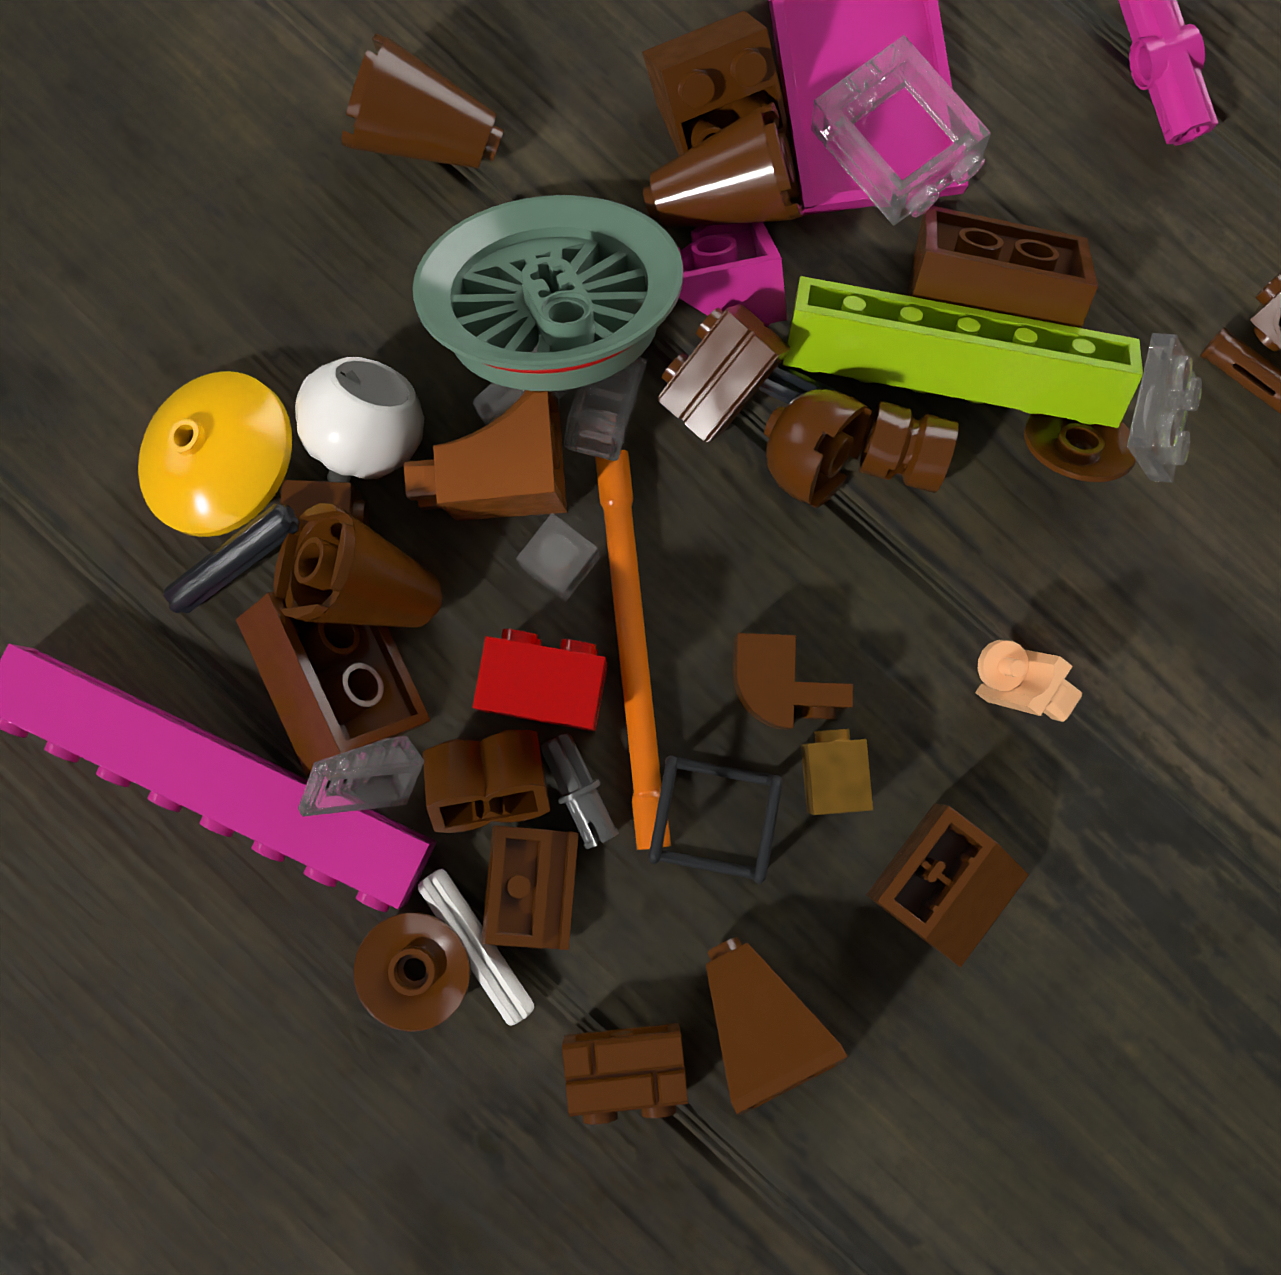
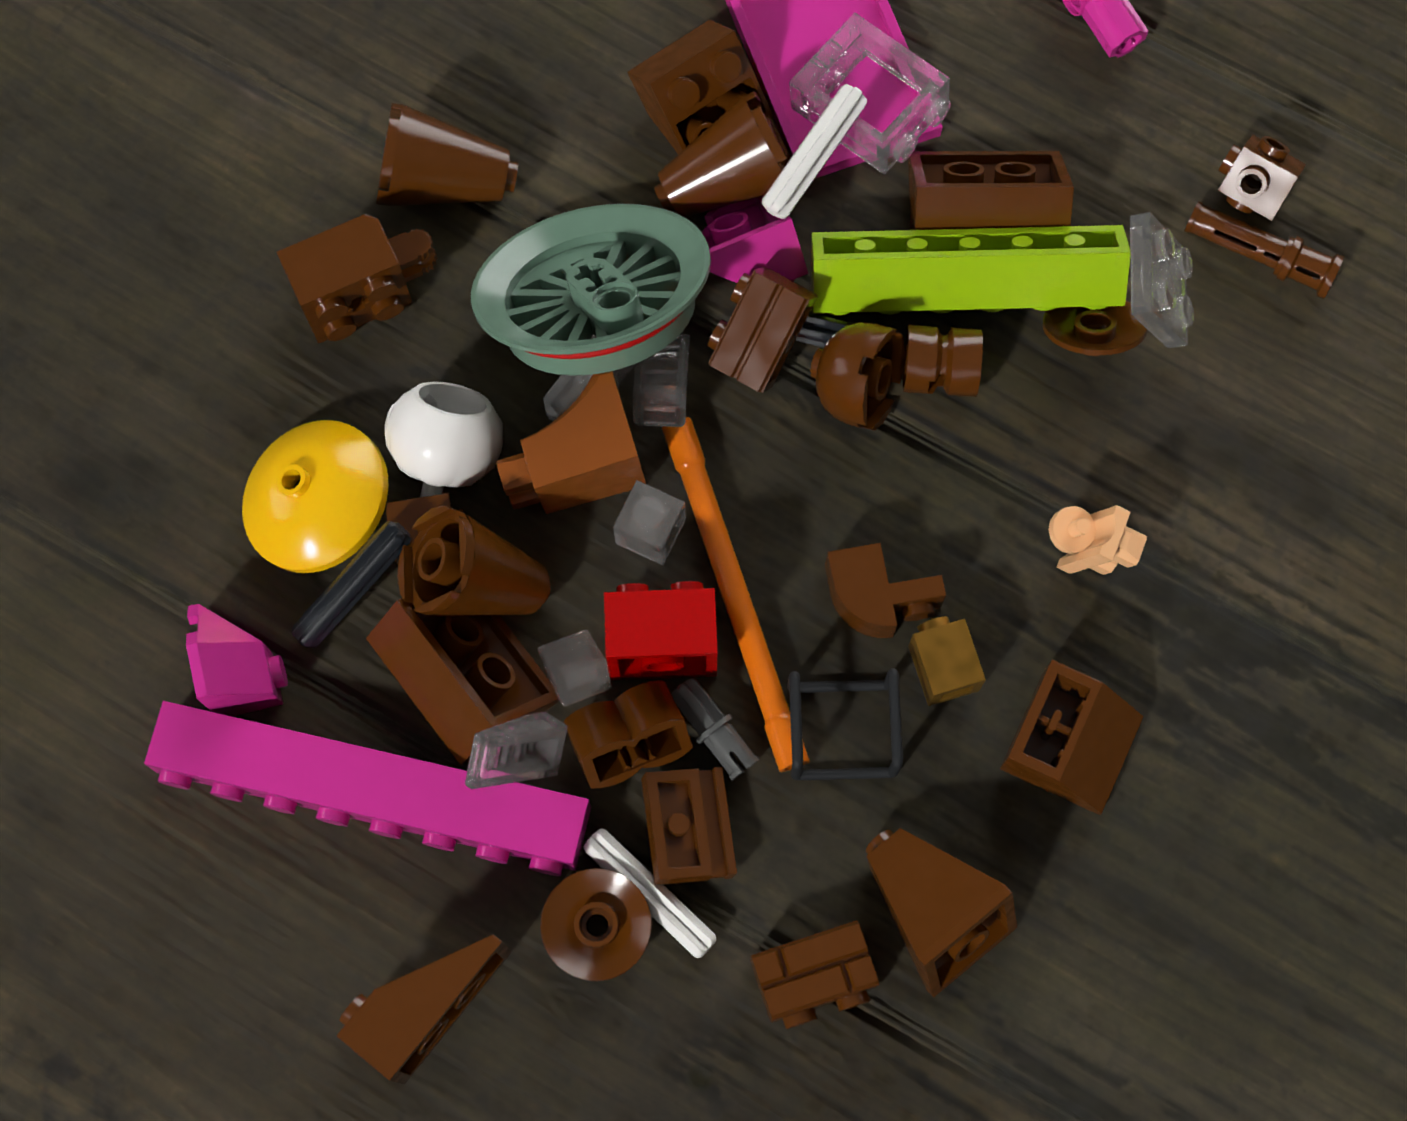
camera: 10 degrees left, 10 degrees down
(85, 616) = (231, 667): none -> dark pink slope
(179, 1040) = (413, 1013): none -> reddish brown slope
(298, 219) = (355, 274): none -> reddish brown hinge
(448, 692) = (575, 667): none -> clear slope
(823, 186) = (814, 151): none -> white axle

